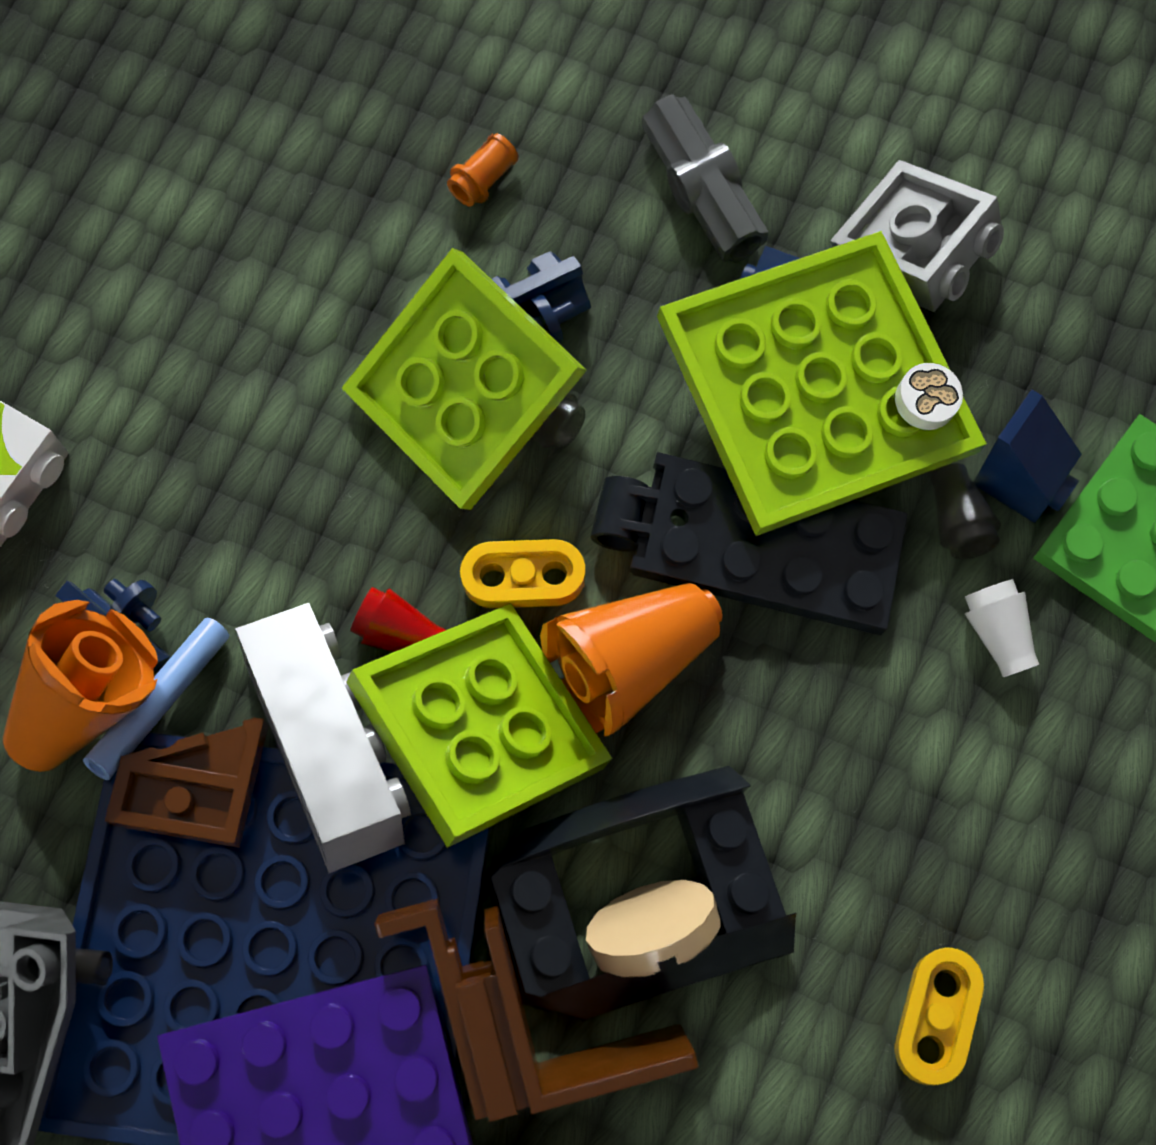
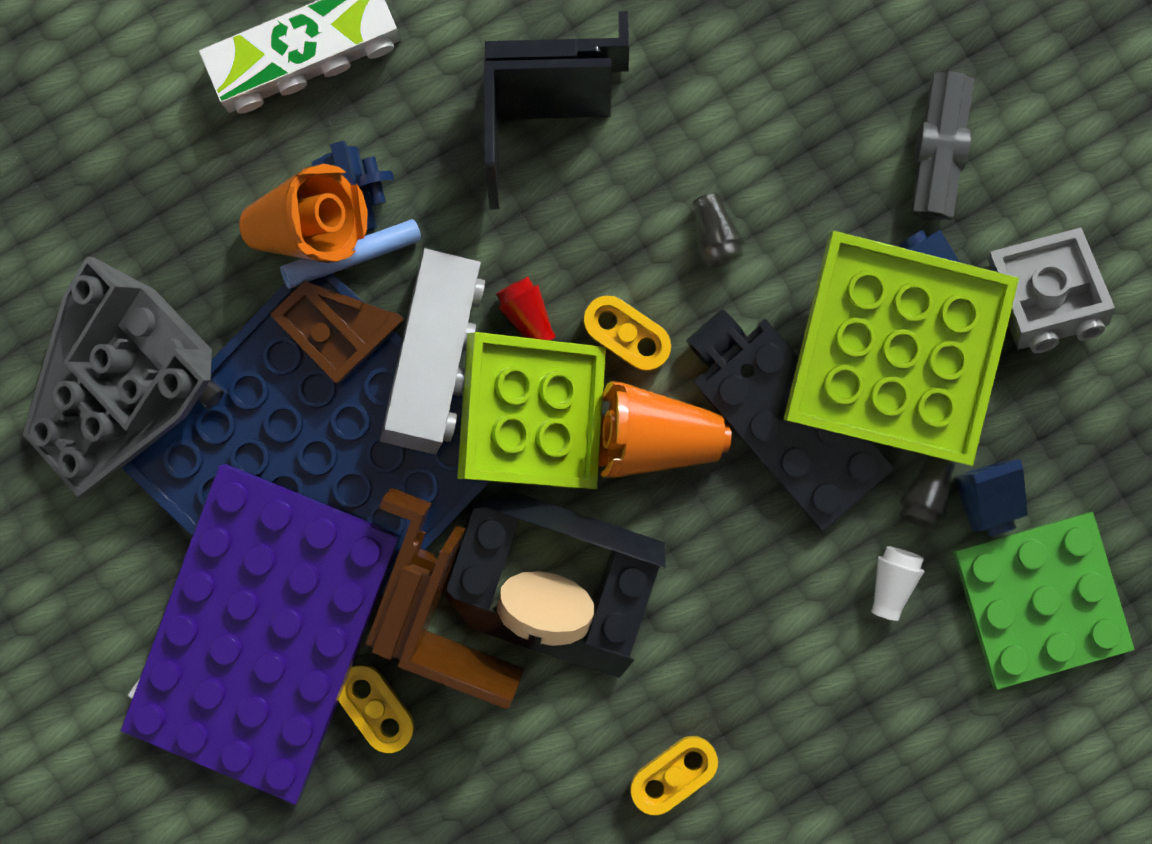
camera: 35 degrees right, 15 degrees up
(255, 379) = (547, 82): none -> black piece
(463, 379) = (678, 180): lime plate -> none
(472, 180) = (801, 32): orange pin -> none
(550, 293) = (765, 159): dark blue hips -> none
(928, 396) = (958, 411): tile -> none

